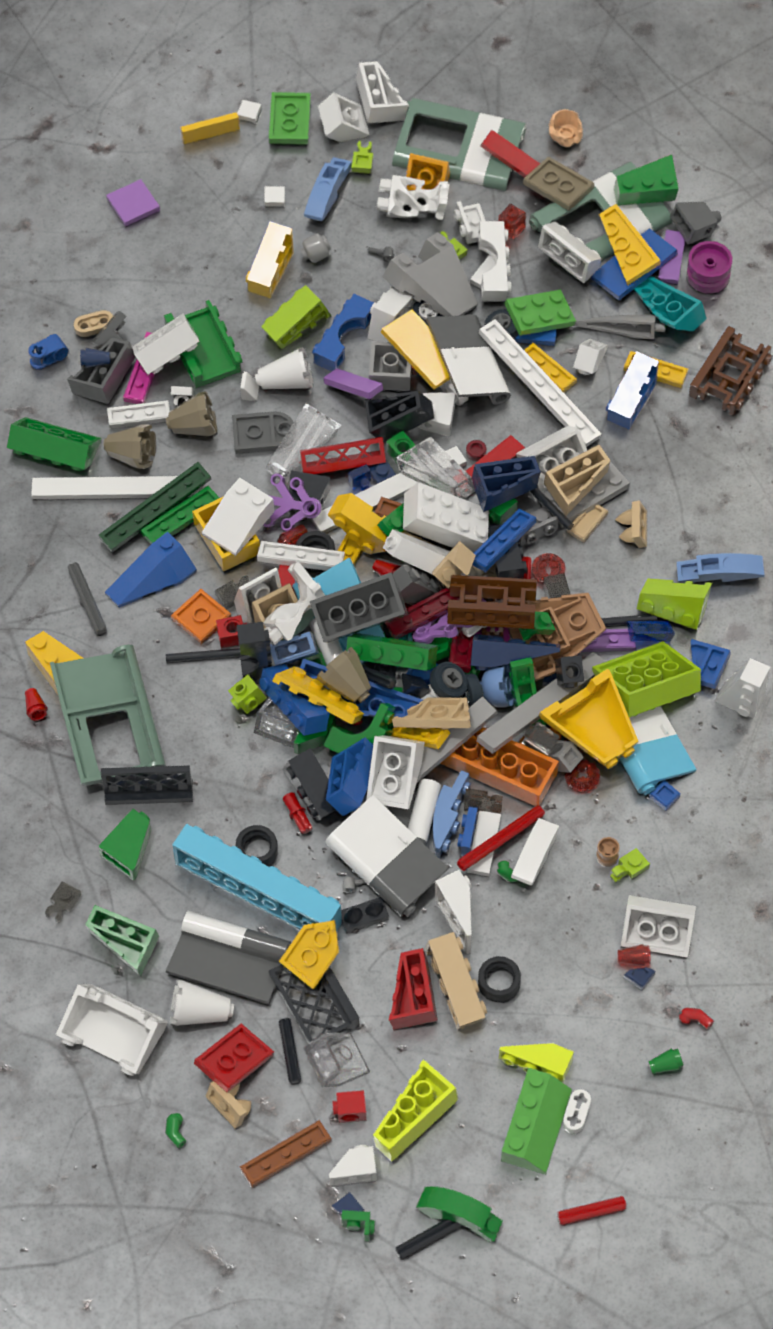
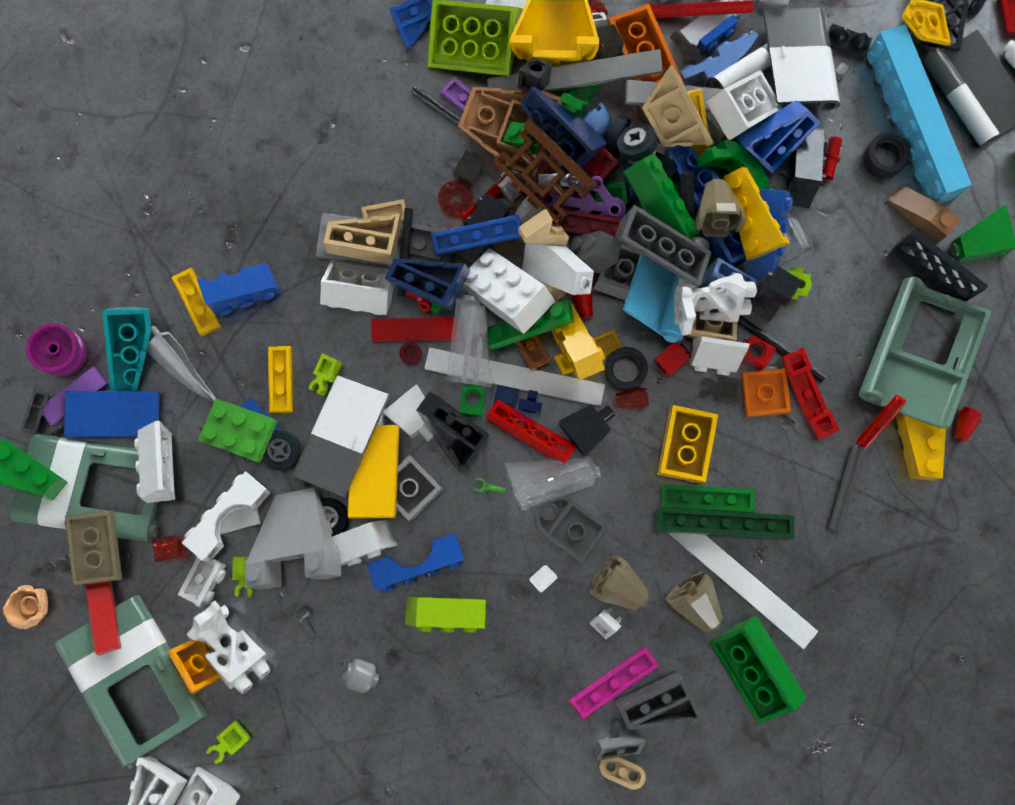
camera: 140 degrees left, 20 degrees up
(49, 350) = (684, 774): blue piece -> none
(93, 357) = (667, 716): dark blue cone -> none
(100, 645) = (881, 421): none -> red axle
(138, 414) = (658, 637): white tile -> none
(157, 567) = (773, 465): blue wedge -> none
(166, 344) = (587, 680): white slope -> none
(167, 636) = (808, 395): none -> red slope
(173, 821) = (924, 212): none -> medium nougat slope
(215, 352) = (545, 661): green panel -> none
(239, 516) = (677, 435): white slope -> none
(271, 260) = (415, 695): wedge -> none
(274, 196) = (343, 772): white tile -> none
(286, 372) = (502, 561): white cone -> none
(288, 503) = (616, 429): medium lavender plant -> none
(308, 557) = (649, 364): white tile -> none
(325, 188) = (292, 734): medium blue slope -> none
(343, 412) = (489, 487): none -> bright green hand
(353, 383) = (457, 498): medium lavender tile -> none
(520, 394) = (326, 371): none -> lime plate
(538, 381) = (304, 365): white plate -> none
(589, 356) = (236, 356): white slope -> none
(629, 247) = (101, 426): yellow wing -> none
(638, 519) = (348, 183): tan tile -> none
(650, 631) = (430, 77): clear blue slope -> none
(675, 601) = (392, 78): lime wedge -> none
(716, 363) = (146, 259): reddish brown fence -> none
(721, 566) = (329, 78): medium blue slope -> none

